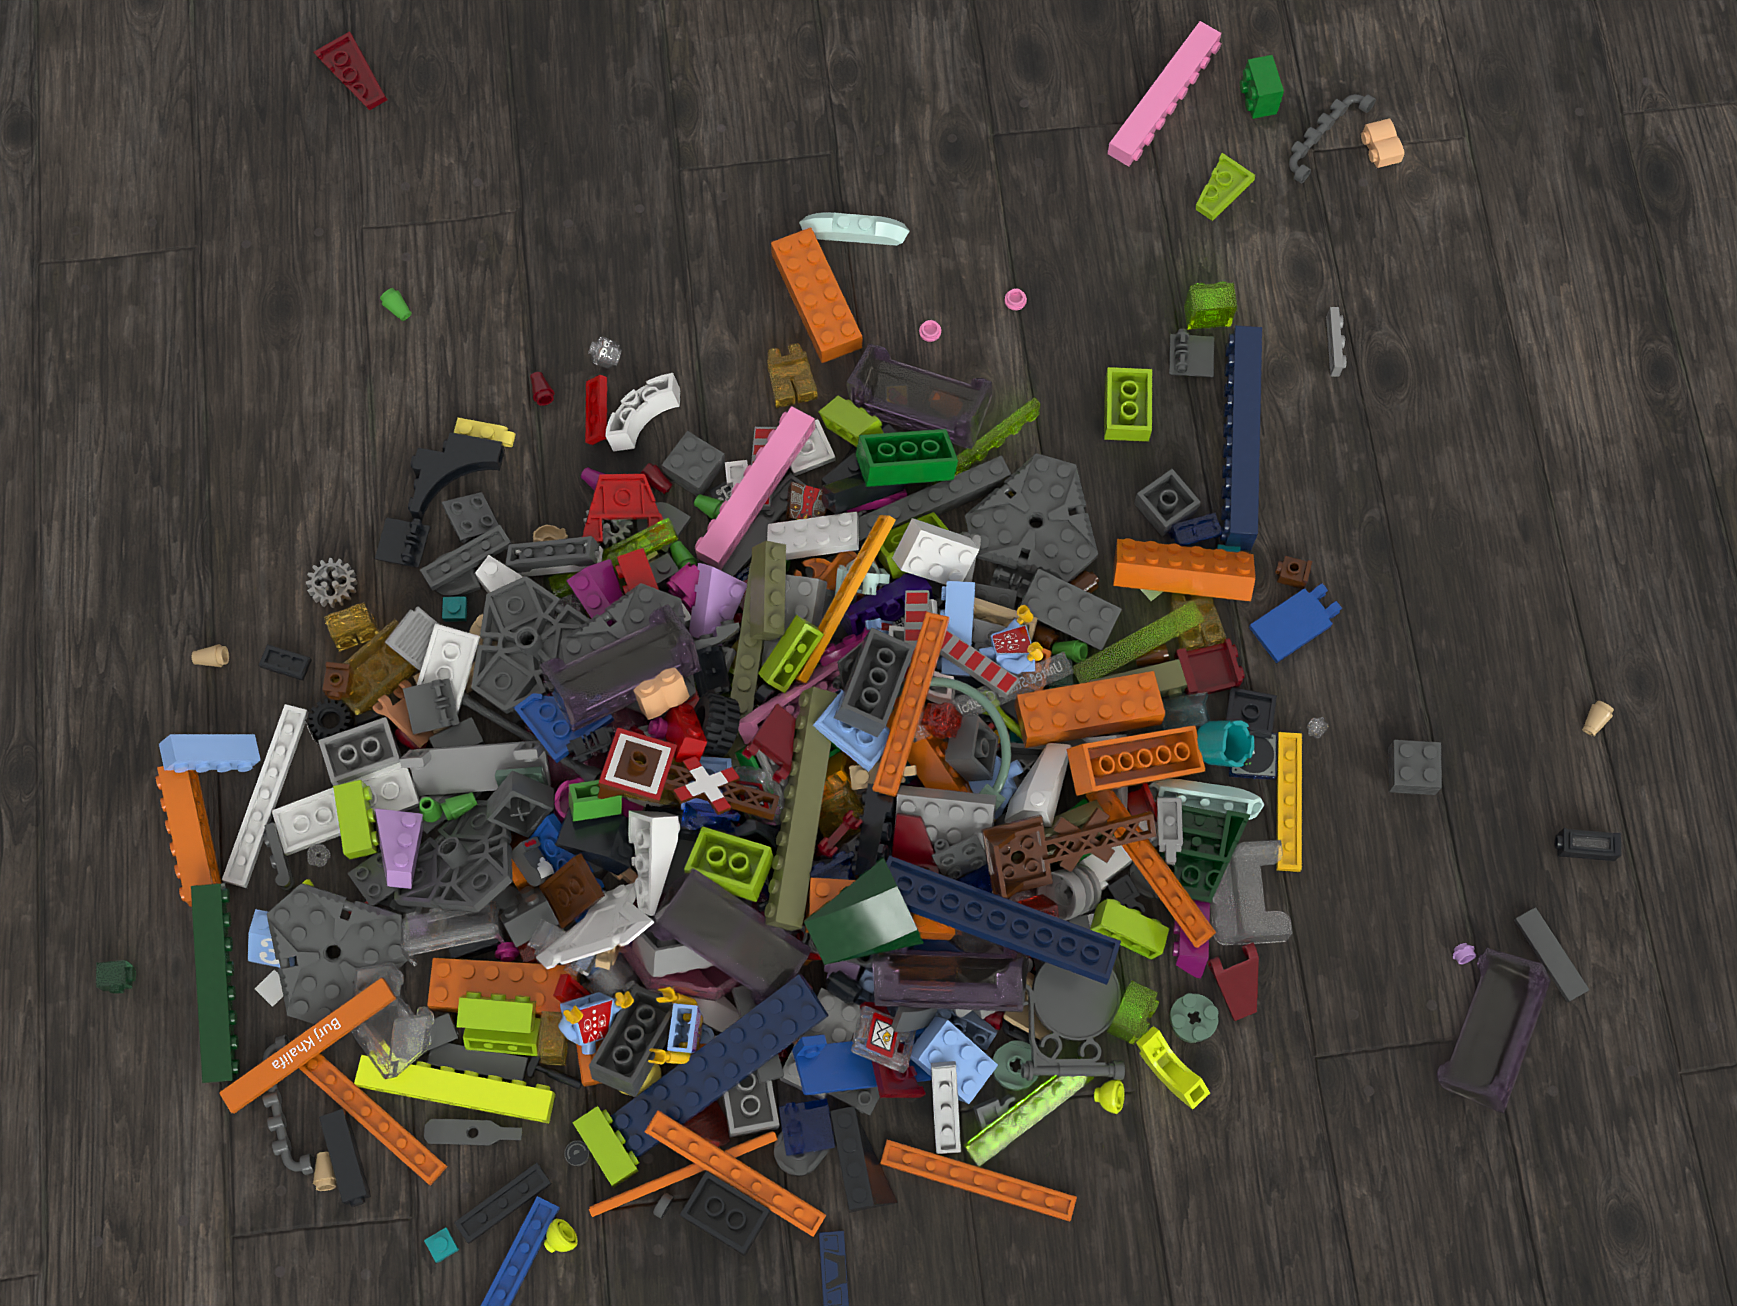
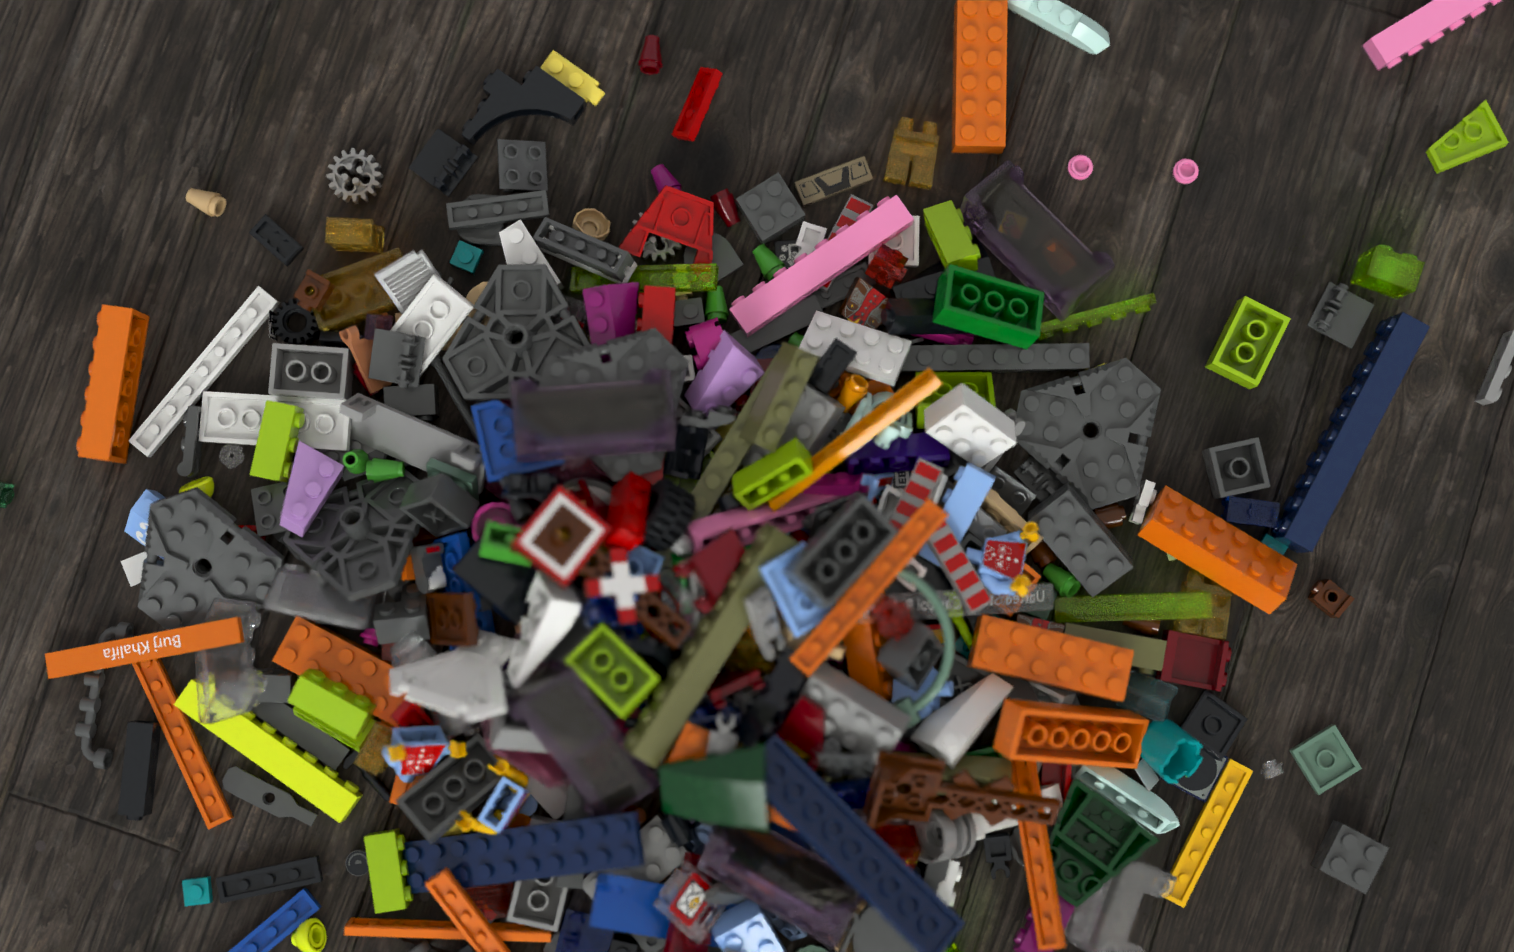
camera: 25 degrees right, 15 degrees up
(209, 752) = (159, 309): light blue brick -> none
(214, 982) = (77, 546): dark green brick -> none
(324, 1174) = (112, 776): tan cone -> none
(397, 689) = (377, 321): none -> tile
(605, 352) = (733, 44): clear head -> none
(639, 408) = (741, 123): white brick -> none
(657, 728) = (605, 491): dark pink plate -> none
(661, 693) = (622, 462): light nougat brick -> none
(735, 423) = (833, 181): none -> dark tan tile
(742, 739) = (683, 546): none -> light grey hinge
(800, 553) = (831, 366): none -> black plate
(810, 464) = (887, 266): none -> clear red brick
(826, 567) = (852, 391): none -> light orange cone
(839, 770) = (765, 622): none -> light grey hinge
(846, 875) = (722, 740): none -> light grey plate
(1105, 557) = (1145, 497): none -> white plate
(1130, 927) = (985, 892): lime brick -> none
(1169, 827) = (1071, 818): light grey hinge -> none
(1216, 775) = (1147, 774): none -> white sticker
(1294, 623) = (1303, 650): blue tile -> none
(1355, 699) = (1325, 759): none -> sand green plate

